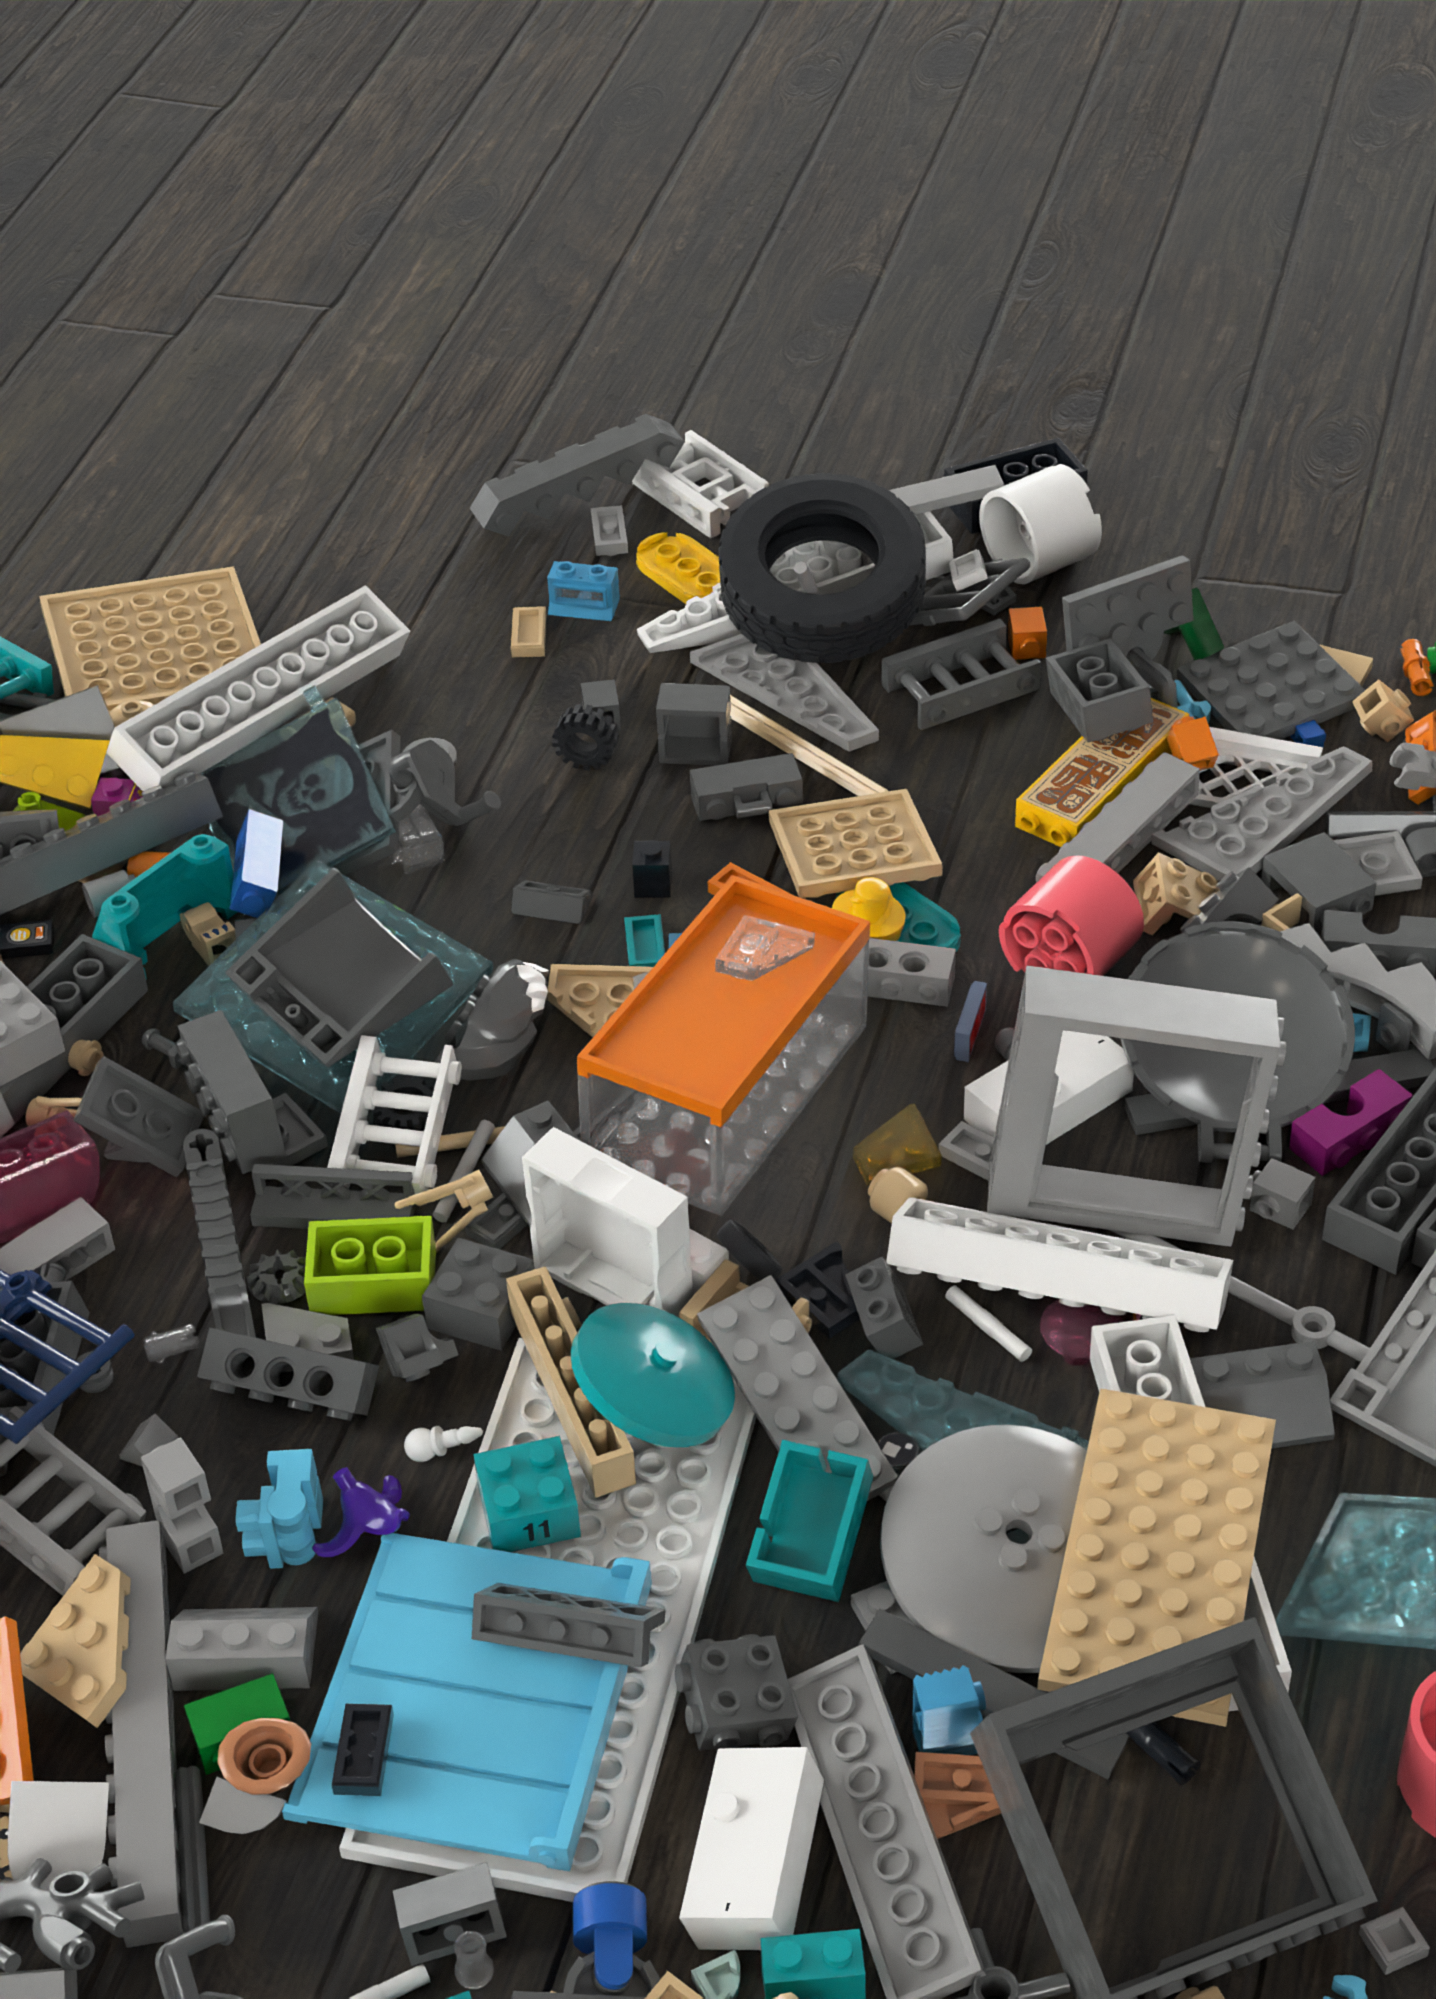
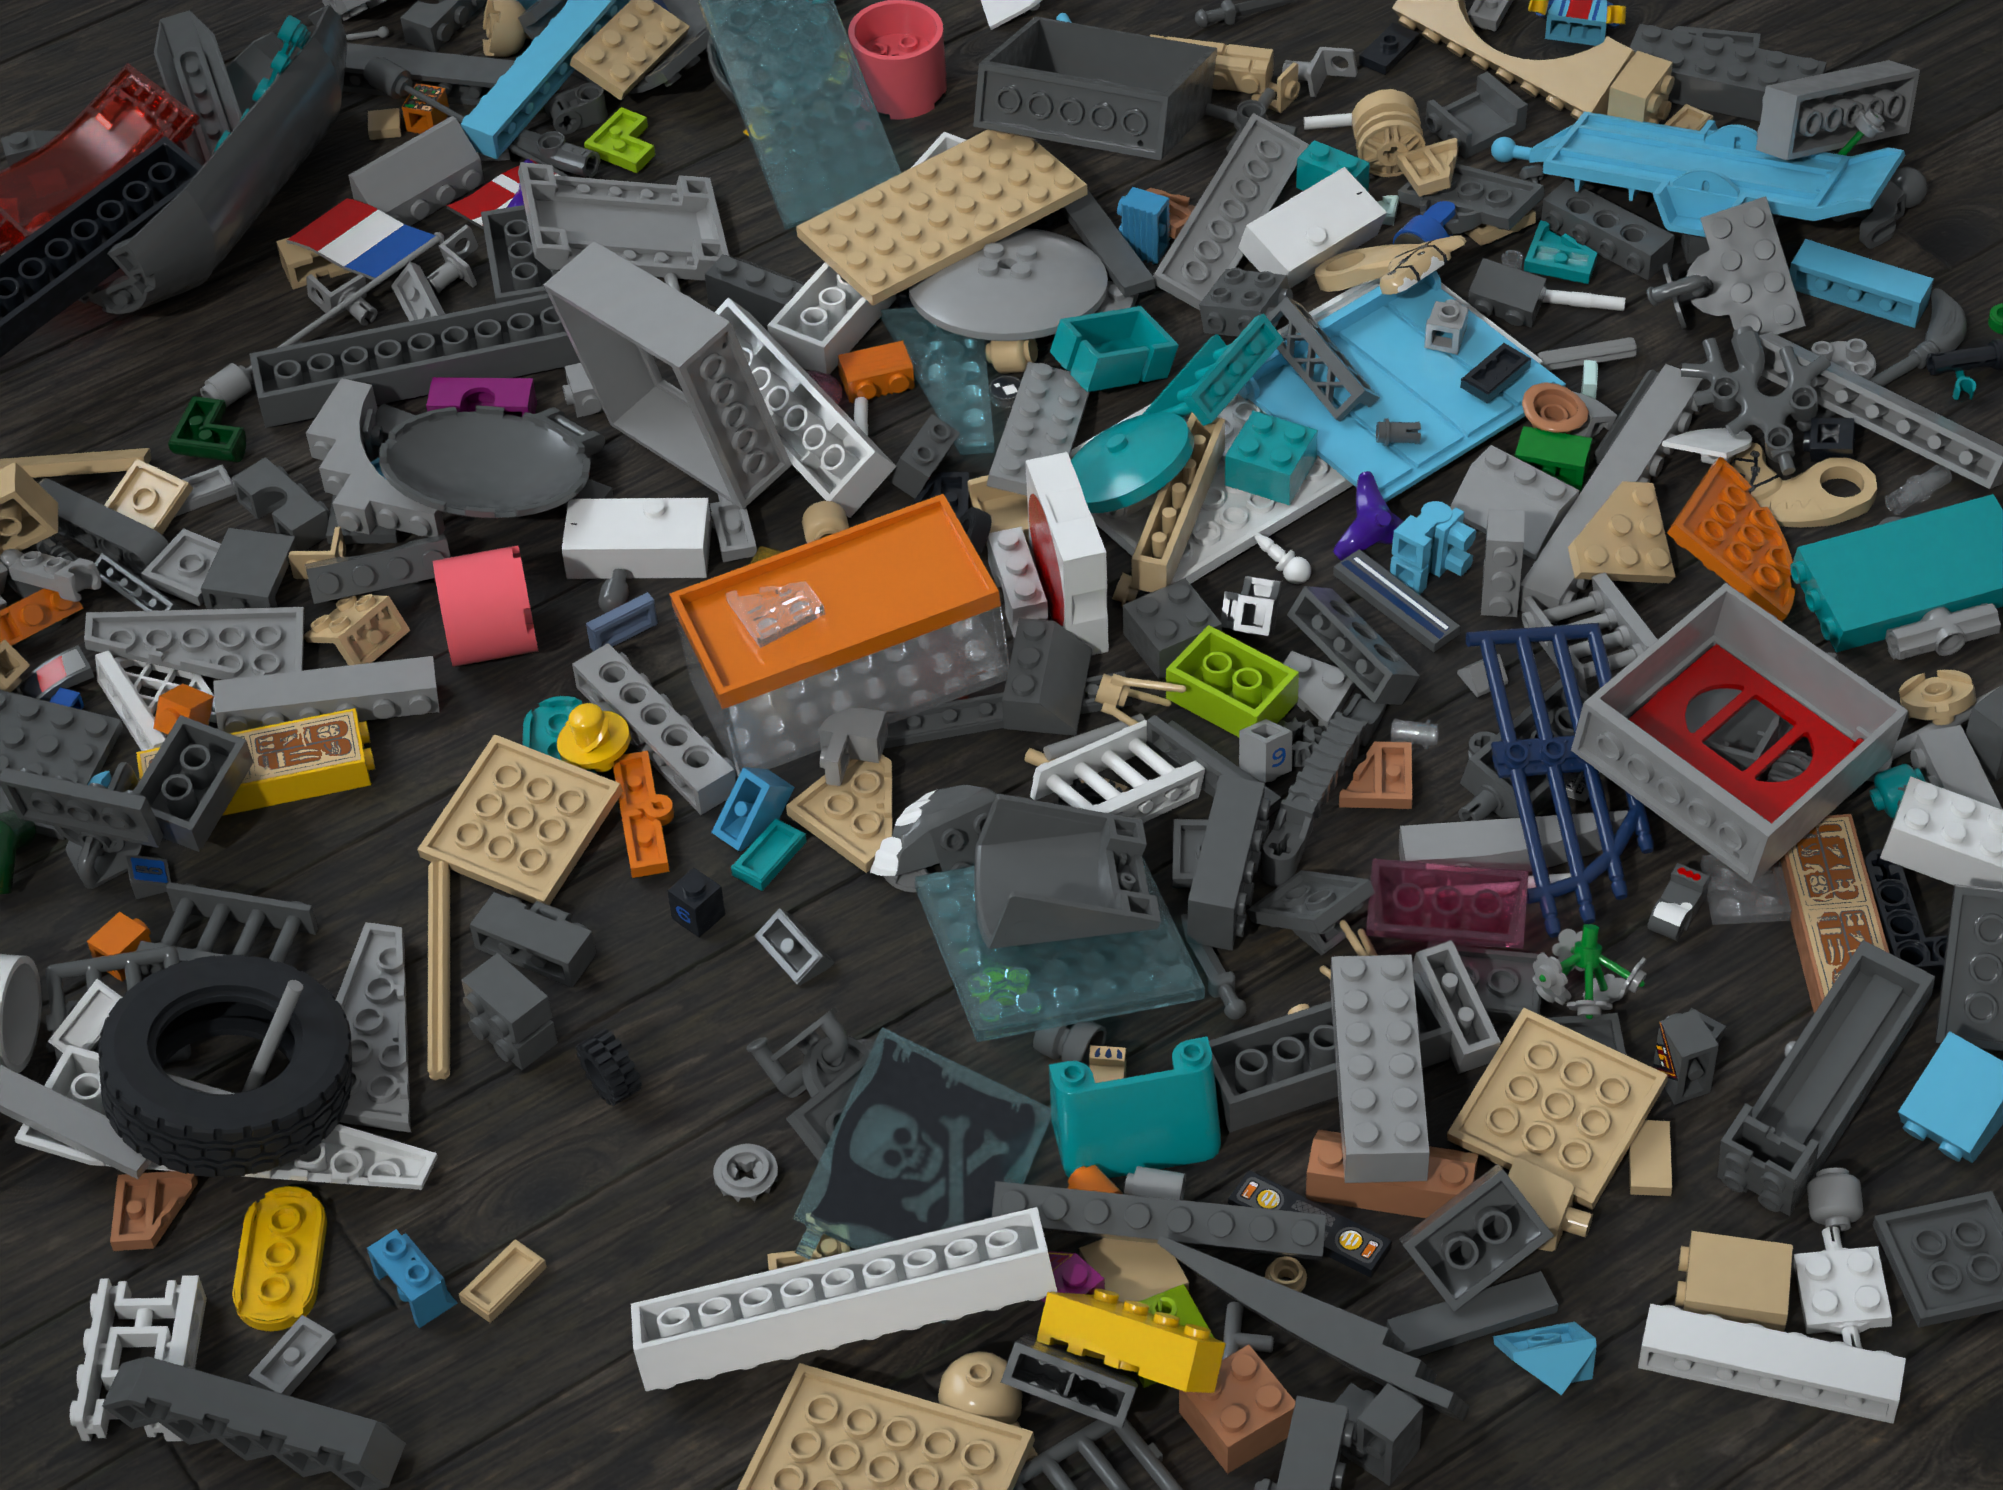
camera: 140 degrees left, 5 degrees up
(168, 1283) = (1382, 778): none -> nougat wing
(246, 1465) = (1396, 600): none -> dark grey tile
(256, 864) = (1023, 1071): brick -> none
(264, 1854) = (1589, 378): none -> light aqua tile
(288, 1224) = (1265, 750): none -> light grey brick
(301, 1914) = (1598, 352): none -> light grey axle
(414, 1602) = (1397, 432): none -> dark grey pin
(464, 1770) = (1449, 318): none -> light grey brick
(596, 1842) = (1395, 264): none -> tan animal
(603, 696) = (549, 1116): dark grey brick -> none
(628, 1531) = (1218, 372): none -> teal fence
(1042, 1376) = (876, 371): none -> orange brick
(1342, 735) = (60, 671): none -> slope

